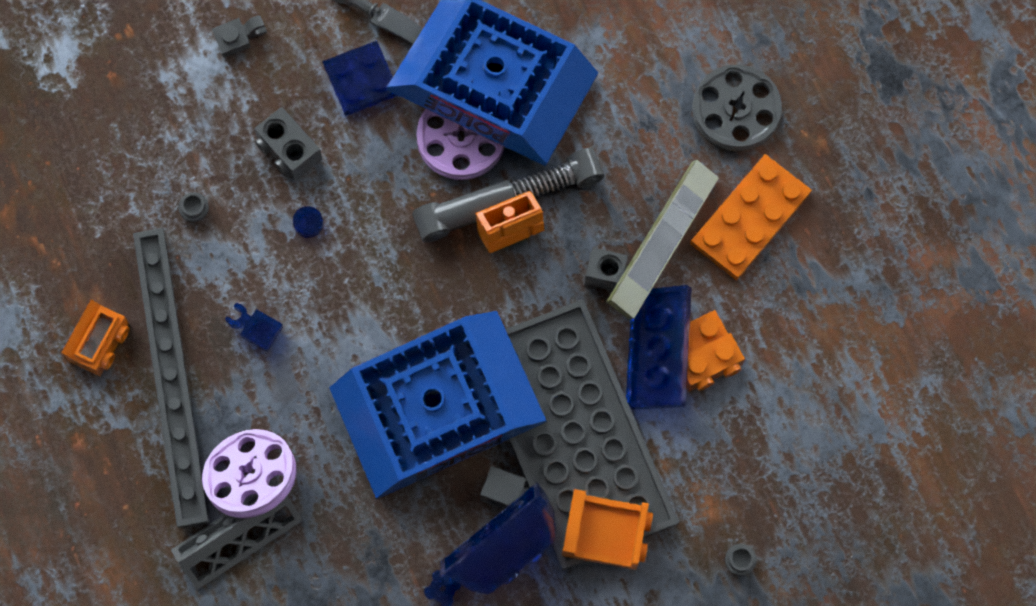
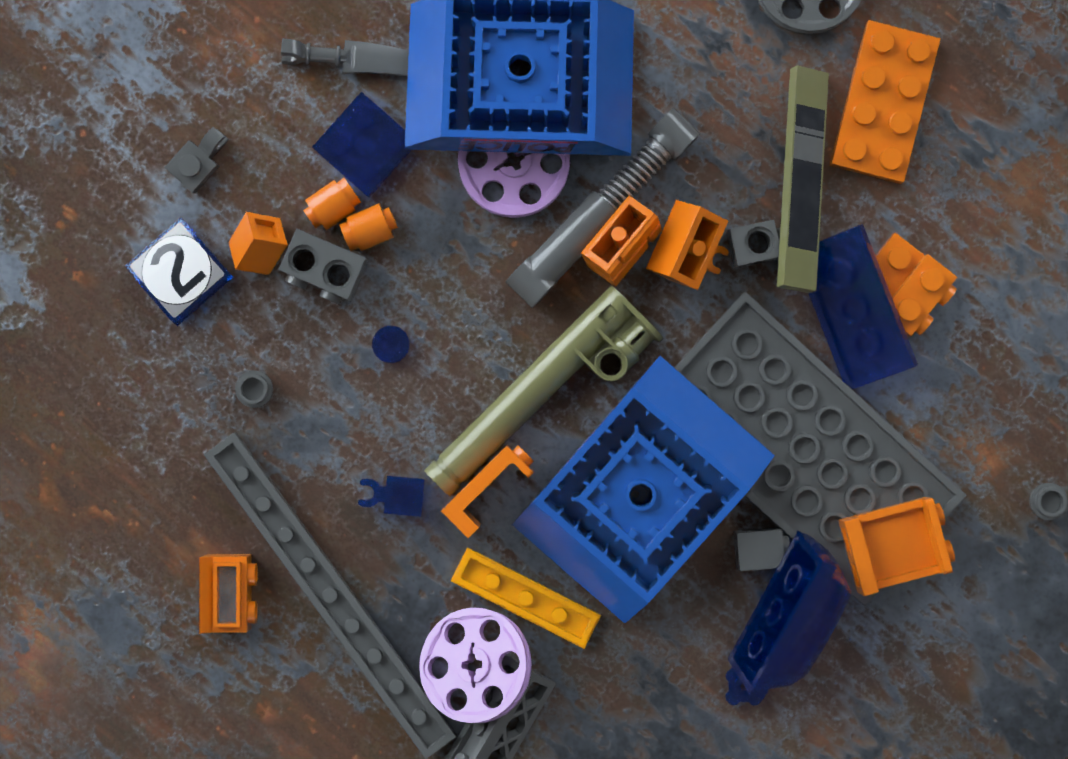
camera: 25 degrees left, 15 degrees up
(183, 102) = (179, 271): none -> slope
(249, 108) = (257, 243): none -> orange panel
(312, 447) = (526, 597): none -> light orange tile
(315, 105) = (331, 204): none -> orange brick
(321, 342) = (456, 508): none -> orange panel
(333, 132) = (368, 227): none -> orange brick
(464, 280) = (599, 331): none -> olive piece
(557, 247) = (688, 245): none -> orange brick

